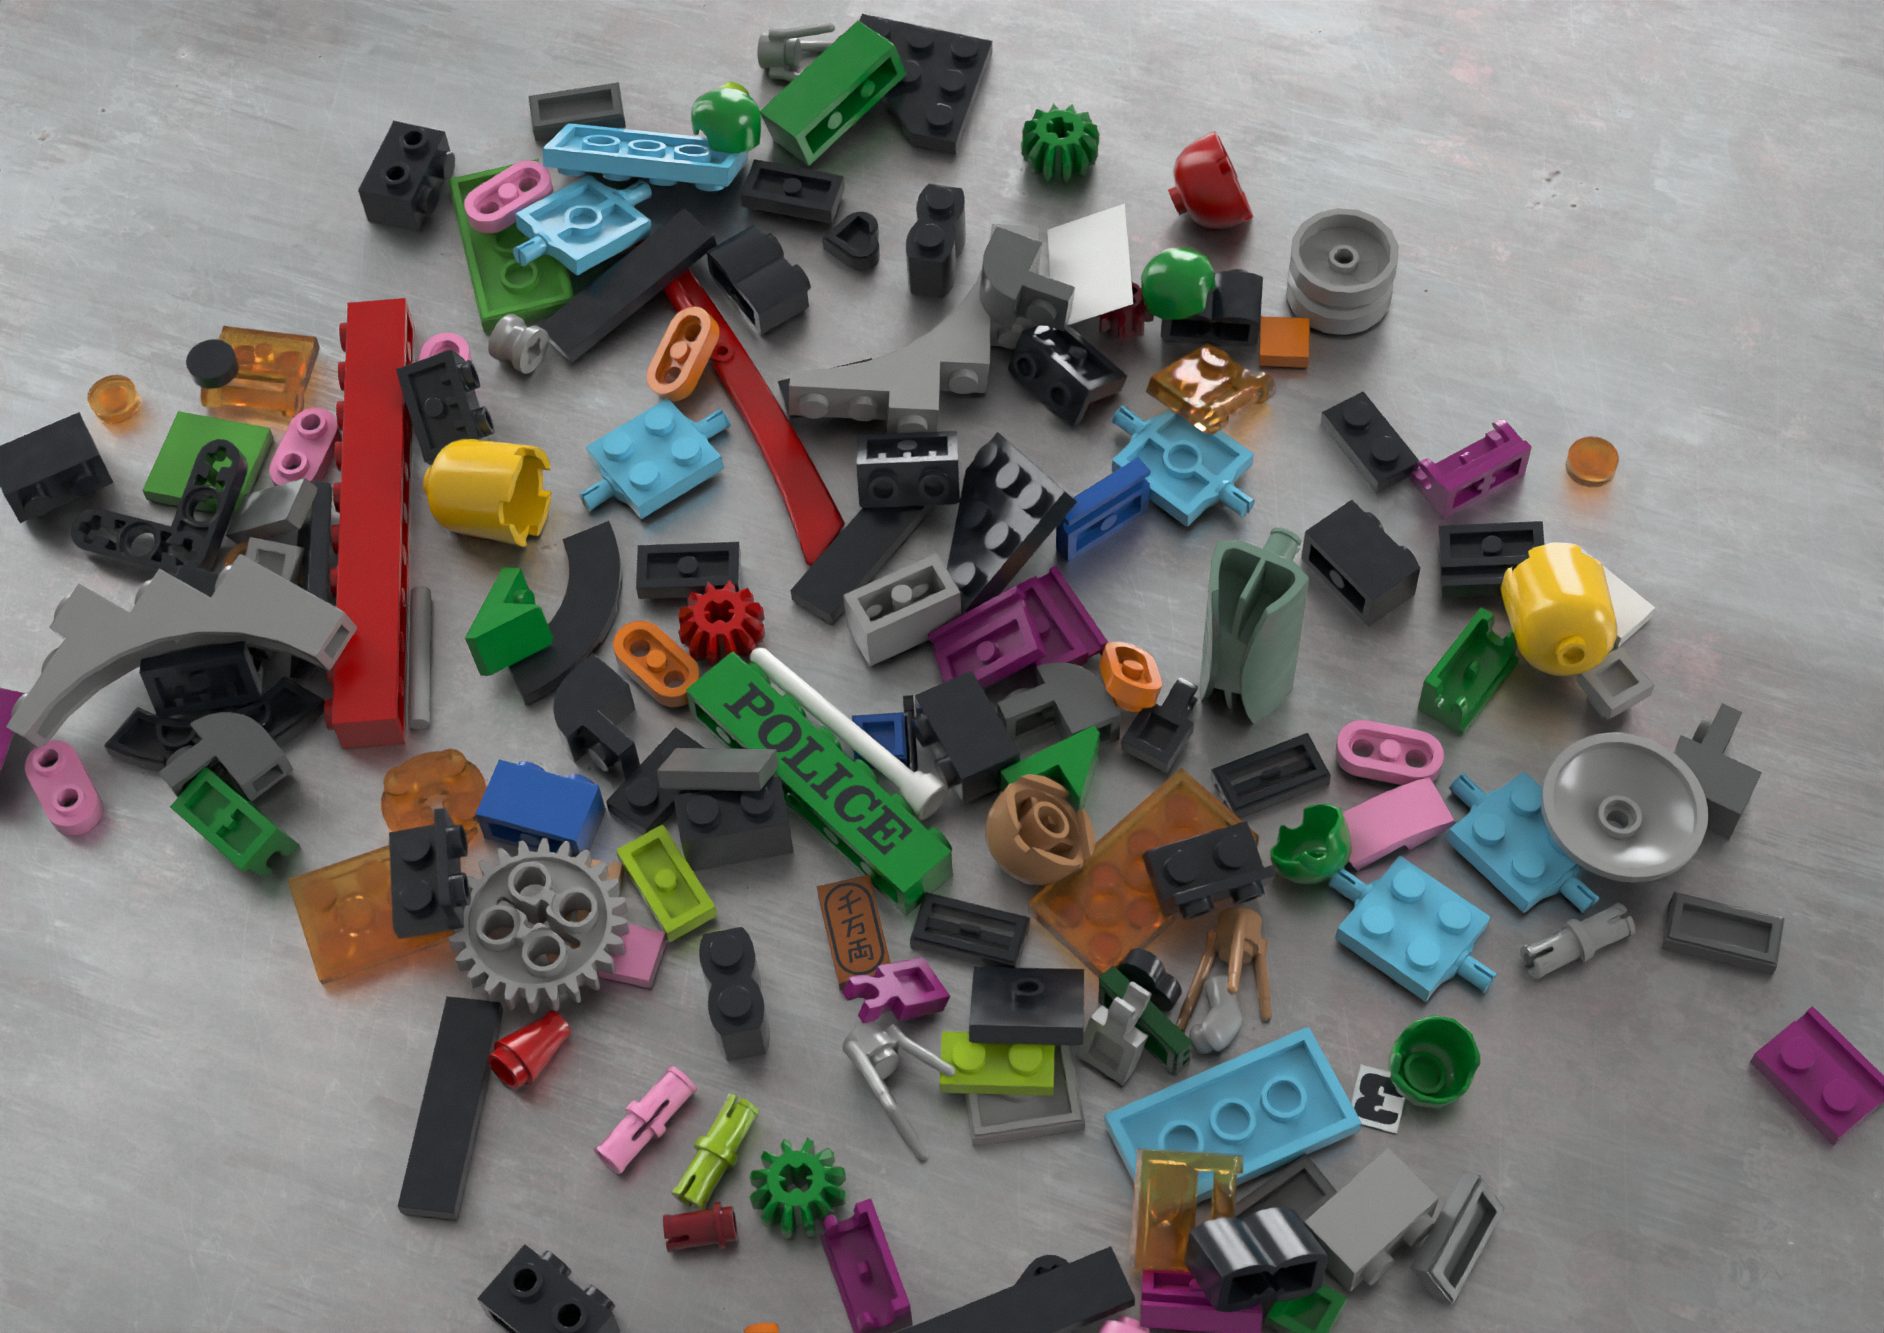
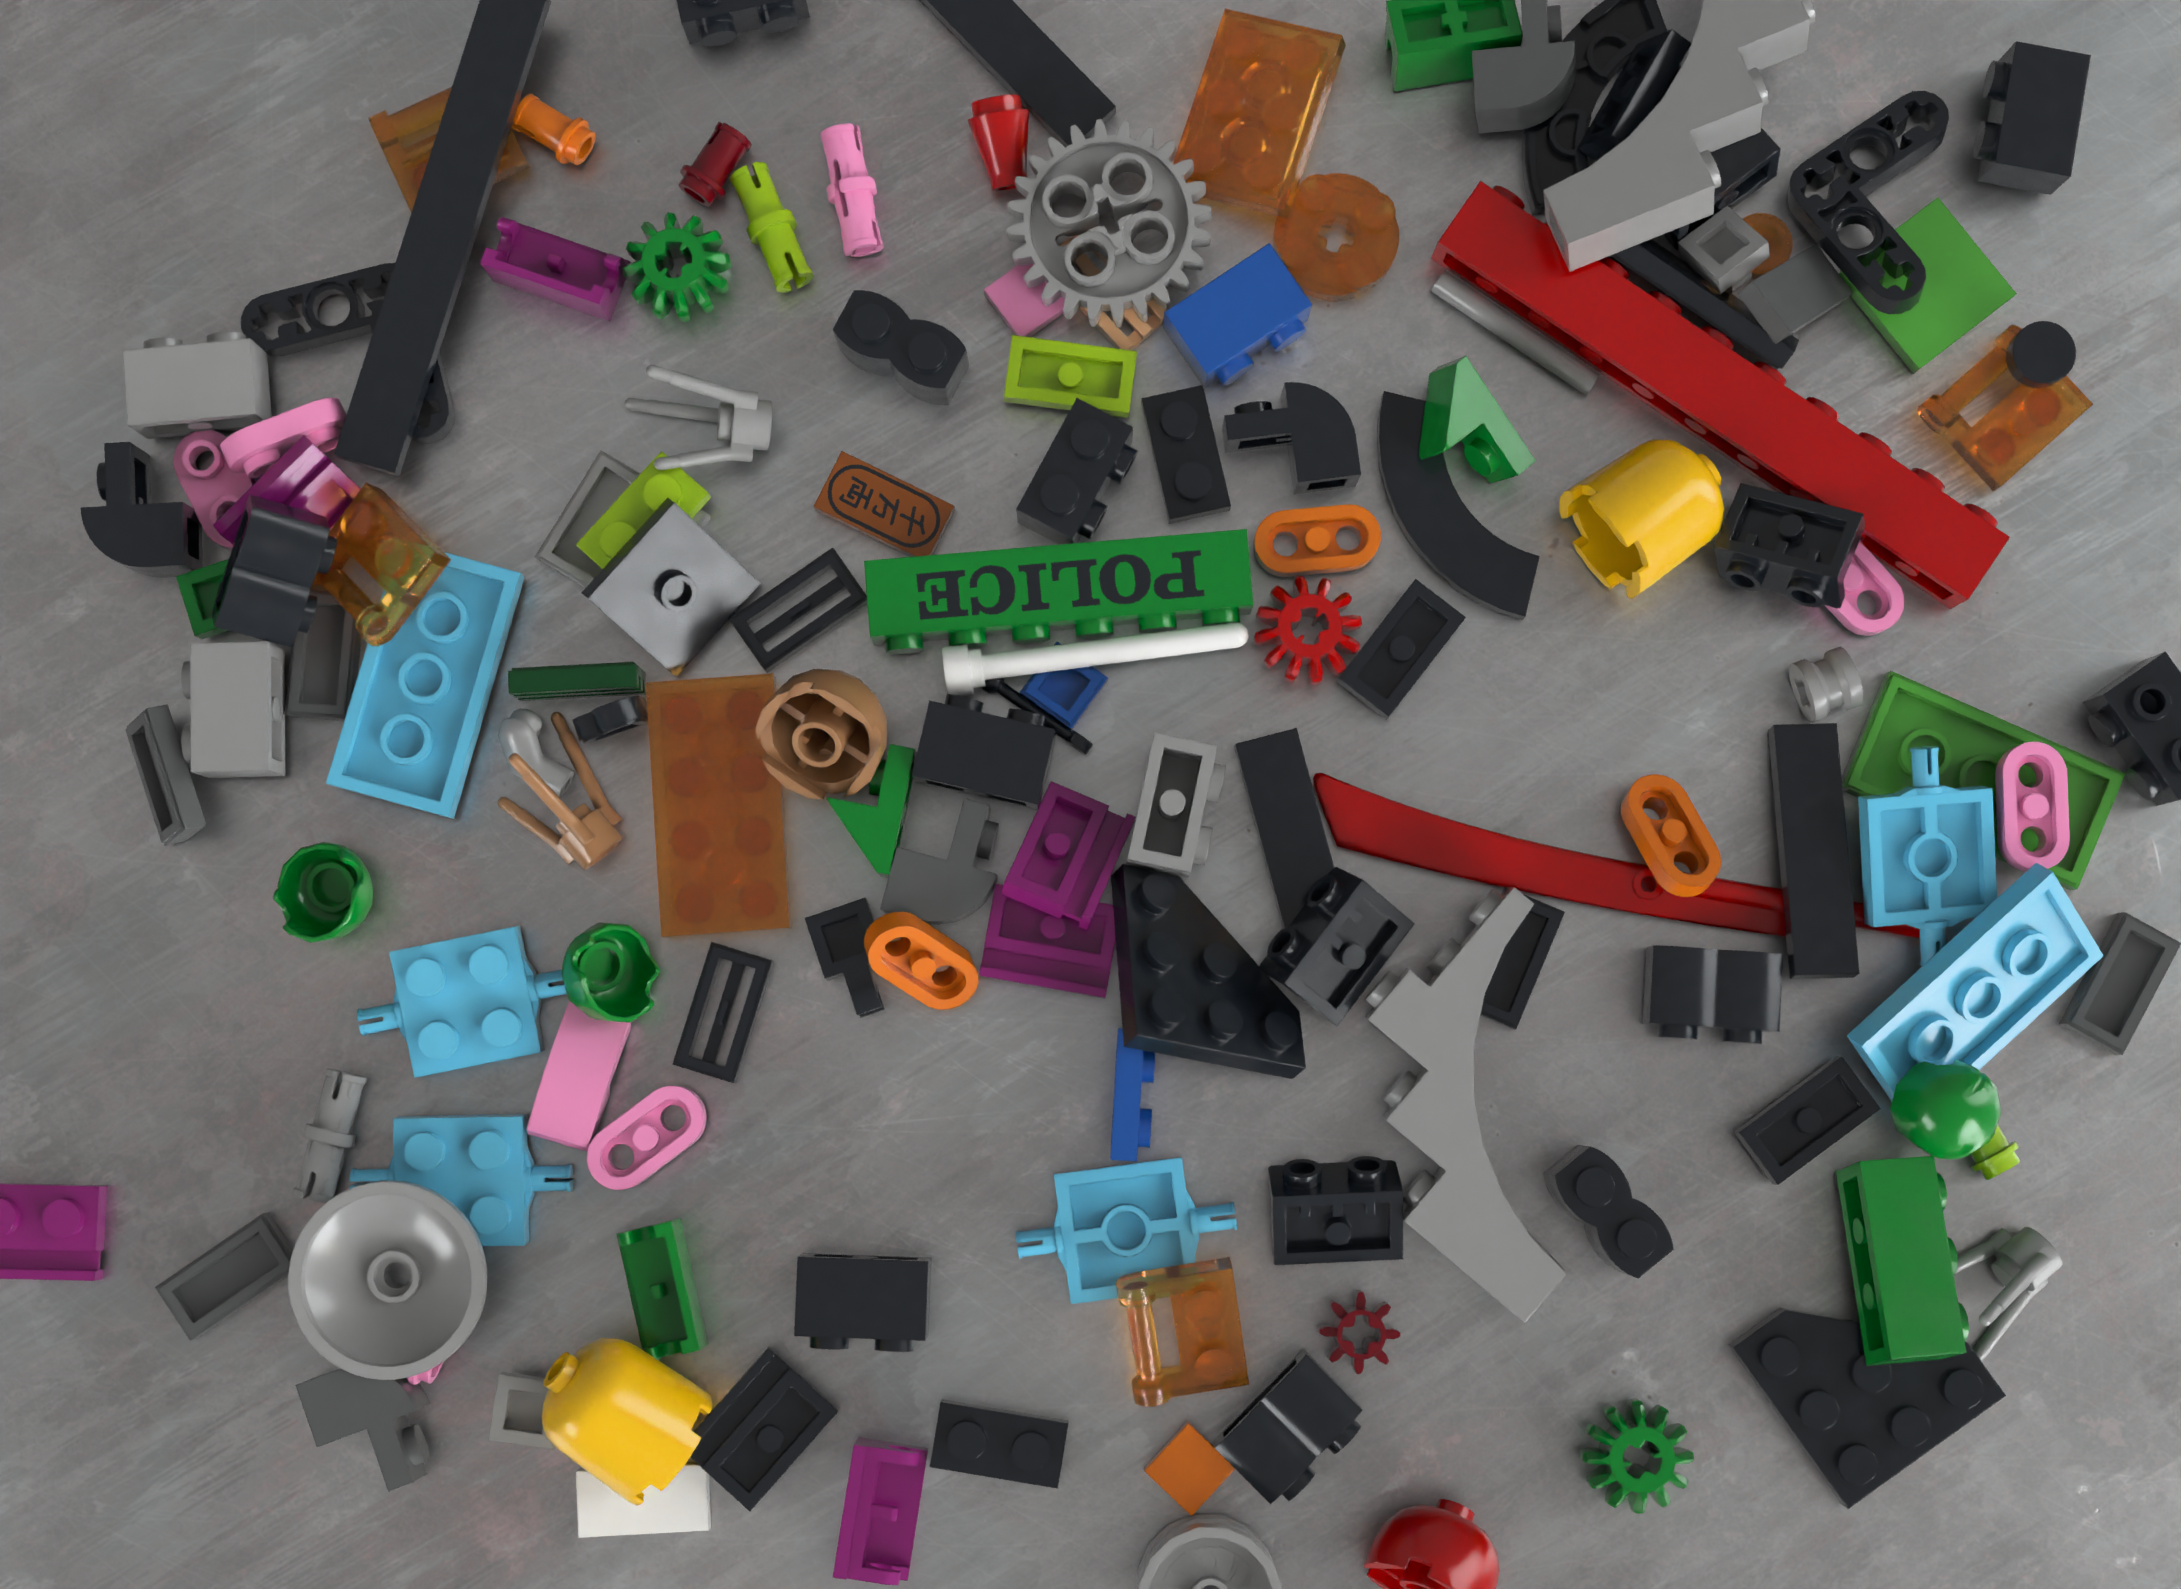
camera: 125 degrees right, 25 degrees up
(114, 399) = (2090, 246): clear orange tile -> none
(306, 447) = (1858, 389): bright pink plate -> none
(428, 877) = (1224, 146): black bracket -> none
(654, 458) = (1569, 719): medium azure plate -> none
(718, 769) = (1126, 487): dark grey tile -> none
(855, 241) = (1690, 1137): black tile -> none
(903, 987) = (782, 496): magenta plate -> none
(1014, 287) = (1461, 1210): dark grey brick -> none
(1094, 260) = (1437, 1338): white sticker -> none
(1110, 1036) = (579, 641): light grey plate -> none
(1177, 283) = (1321, 1395): green hair -> none
(1206, 870) = (653, 849): black bracket -> none
(1254, 622) = (834, 1079): sand green piece -> none
(1377, 1099) = (353, 826): sticker -> none

